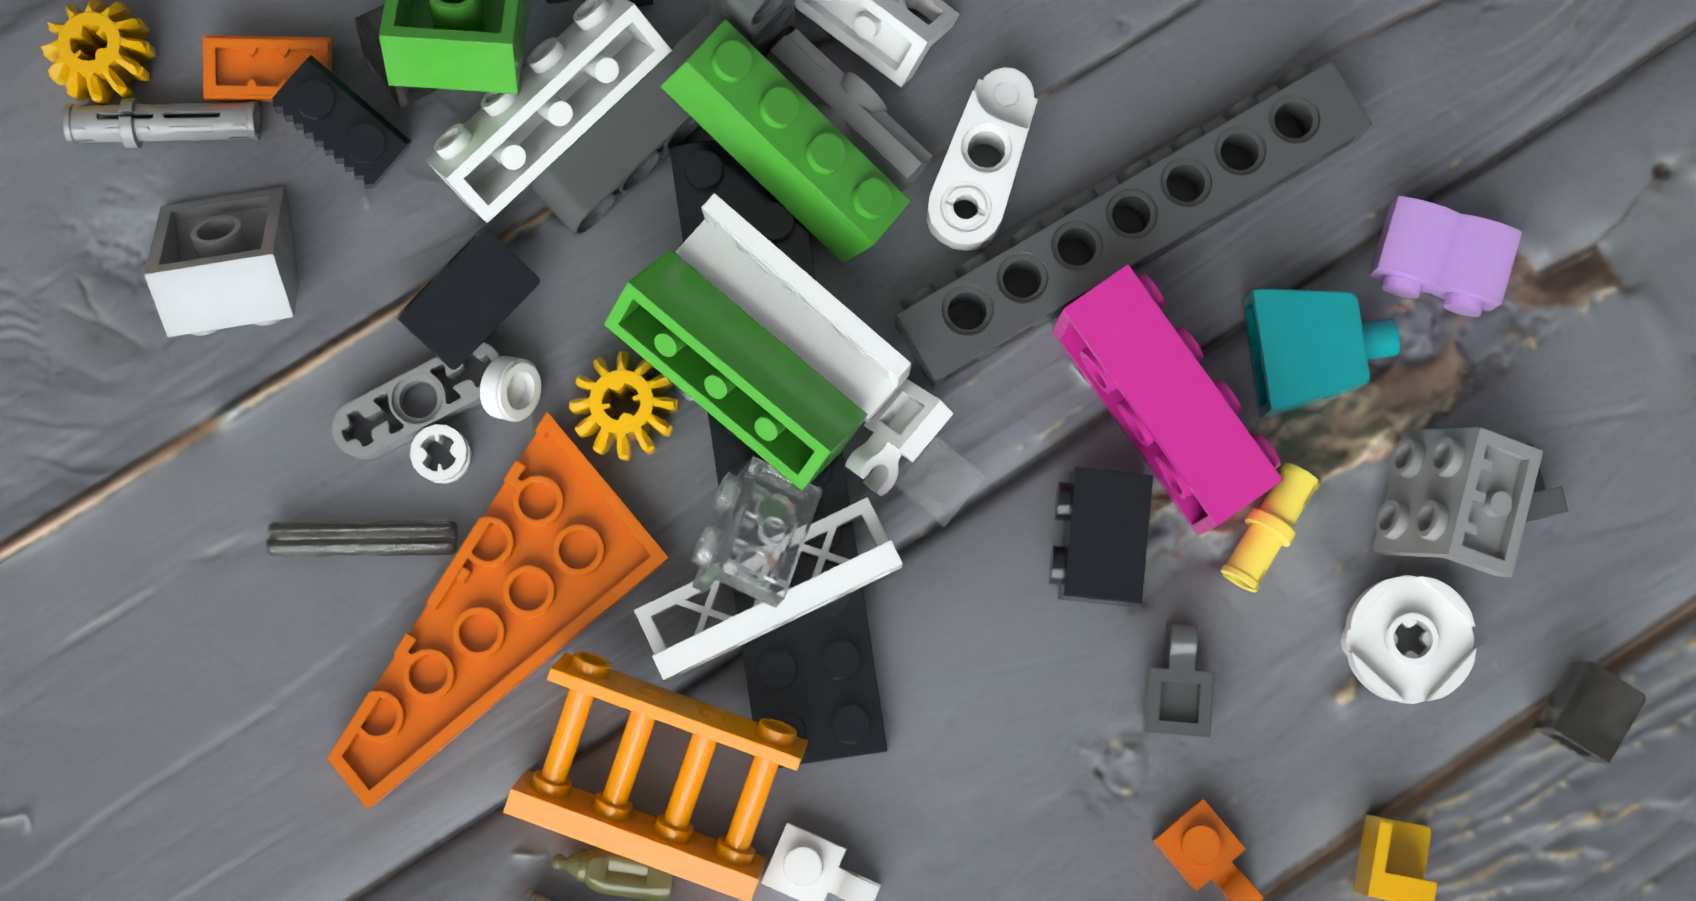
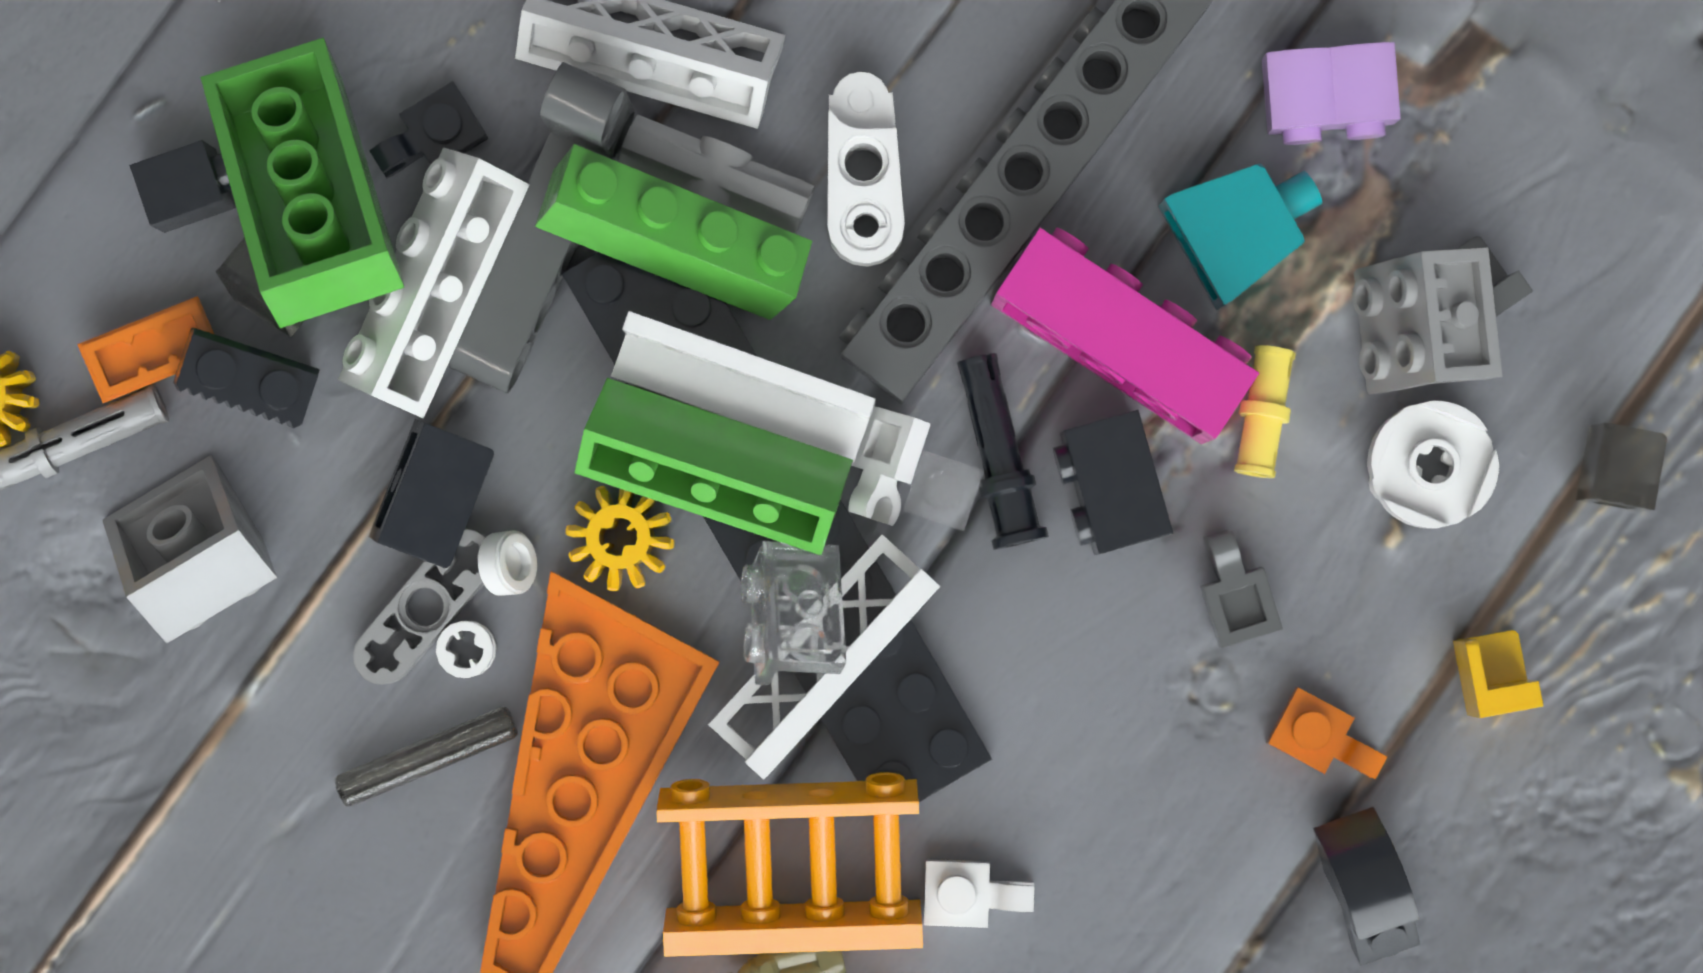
camera: 20 degrees left, 5 degrees up
(1003, 495) = (1005, 481): none -> black pin

